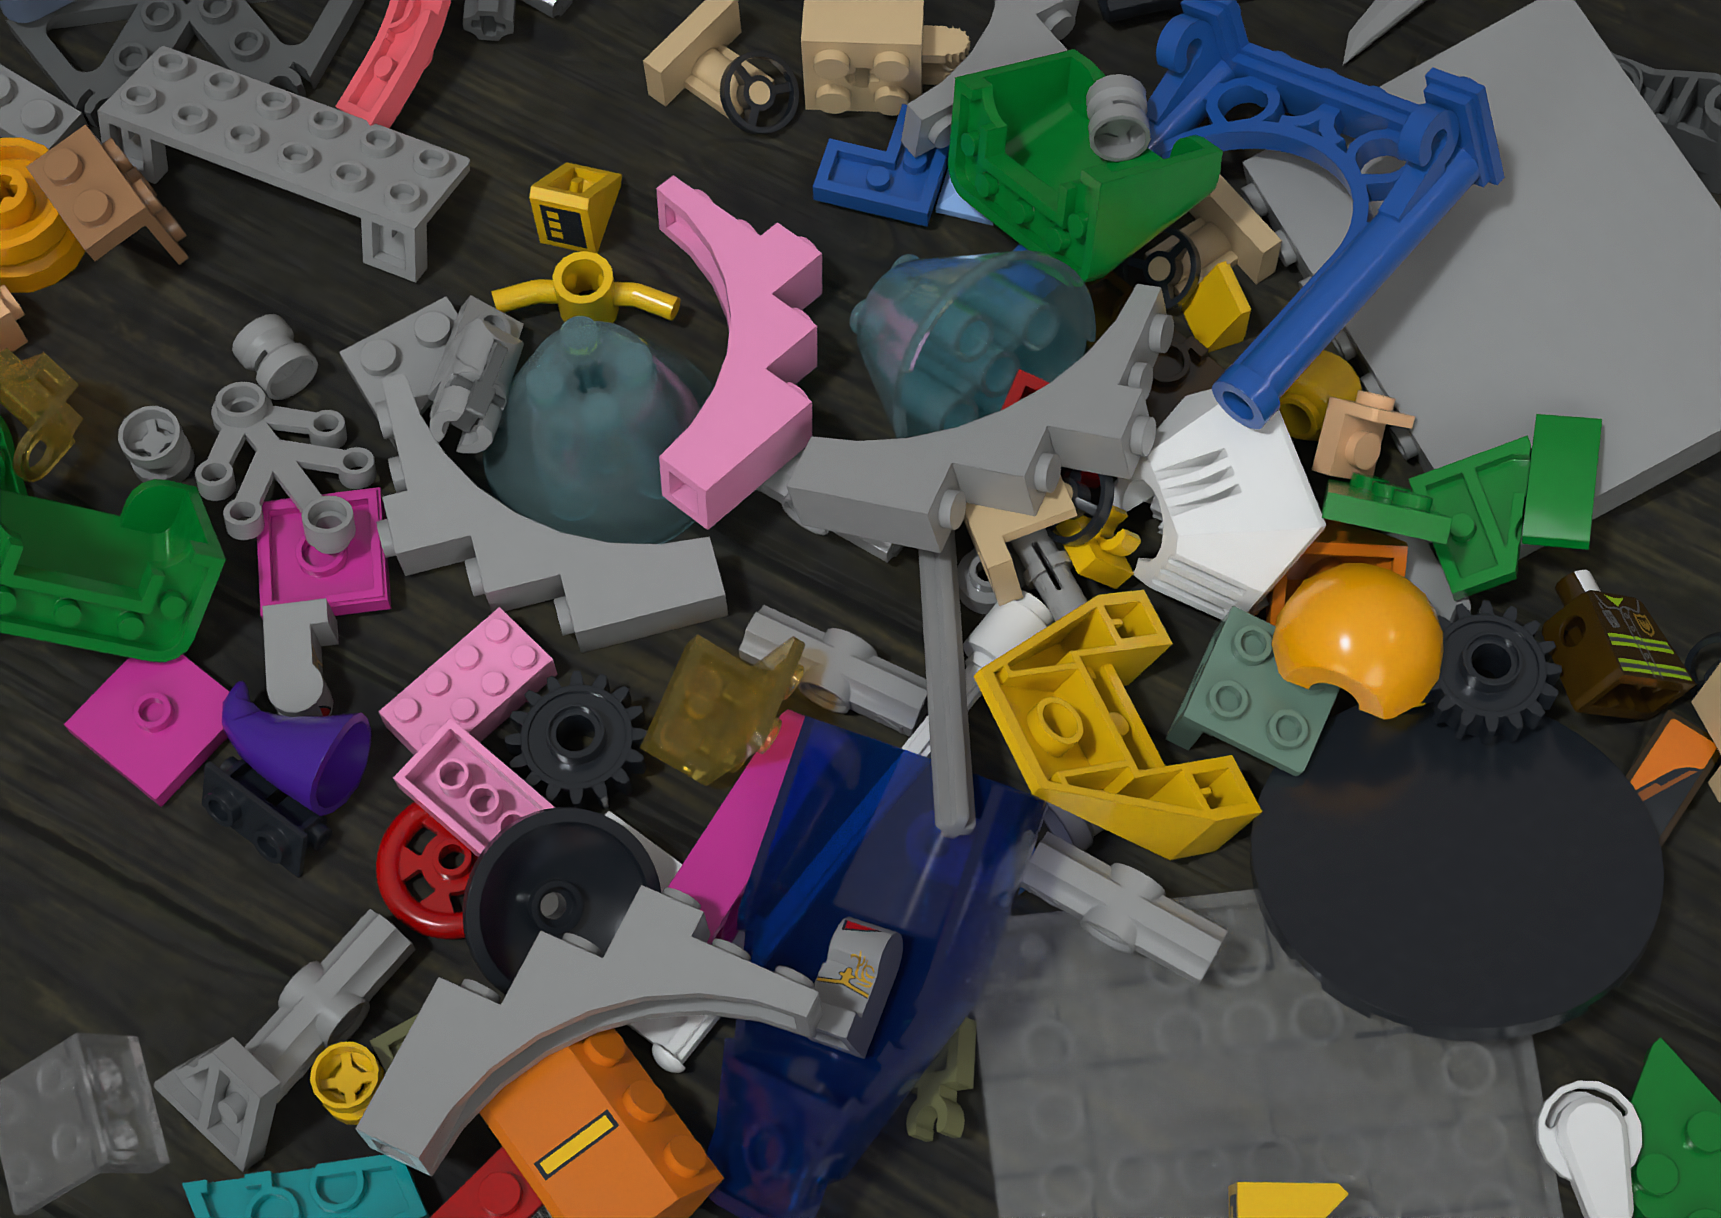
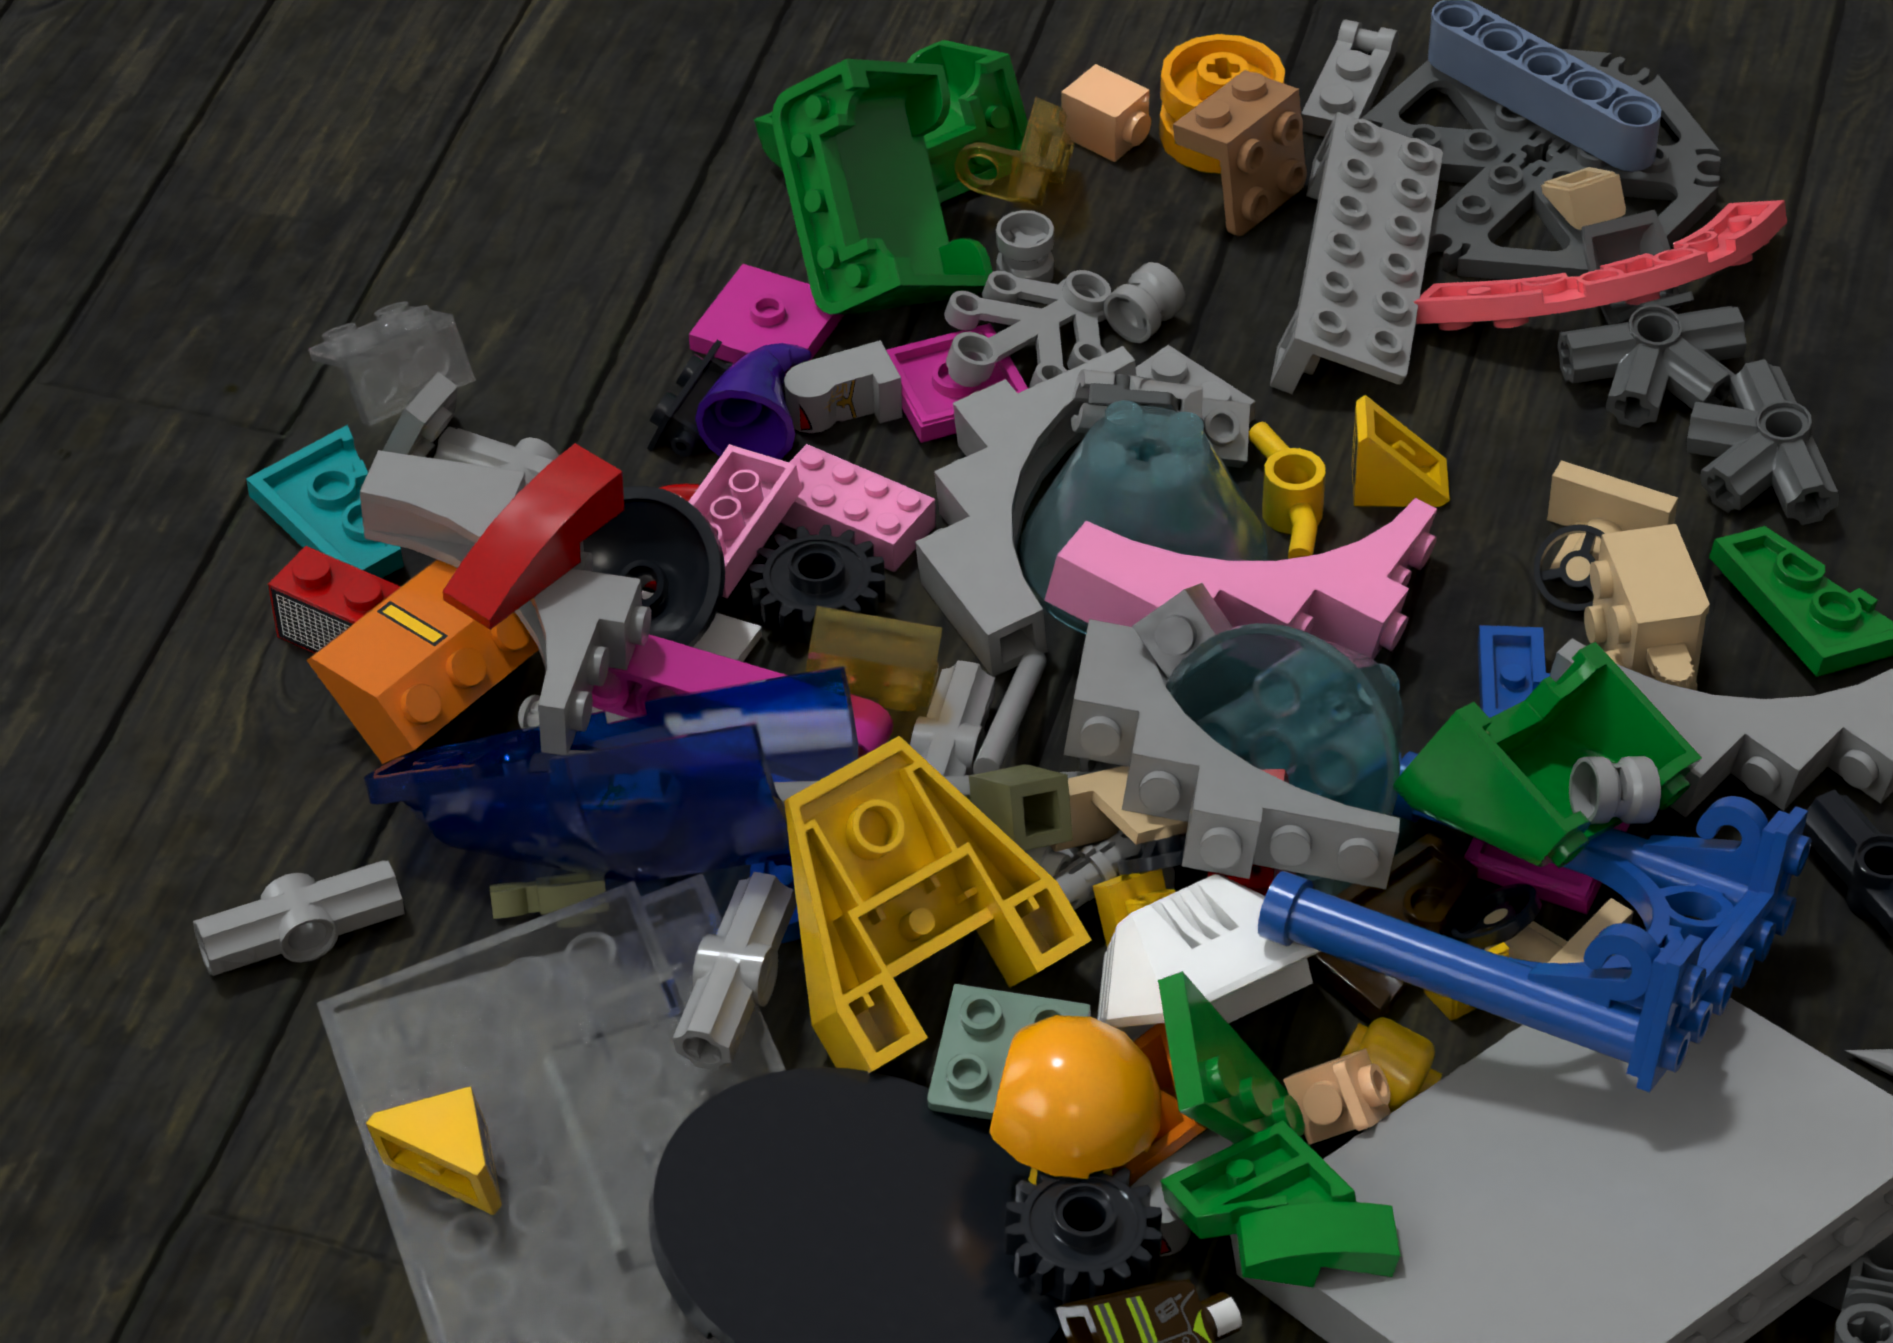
camera: 75 degrees right, 20 degrees down
(583, 974) = (536, 536): none -> red slope
(834, 598) = (1010, 712): none -> light grey bar
(839, 404) = (1181, 626): none -> flat silver brick
(1001, 603) = (1025, 804): none -> olive brick

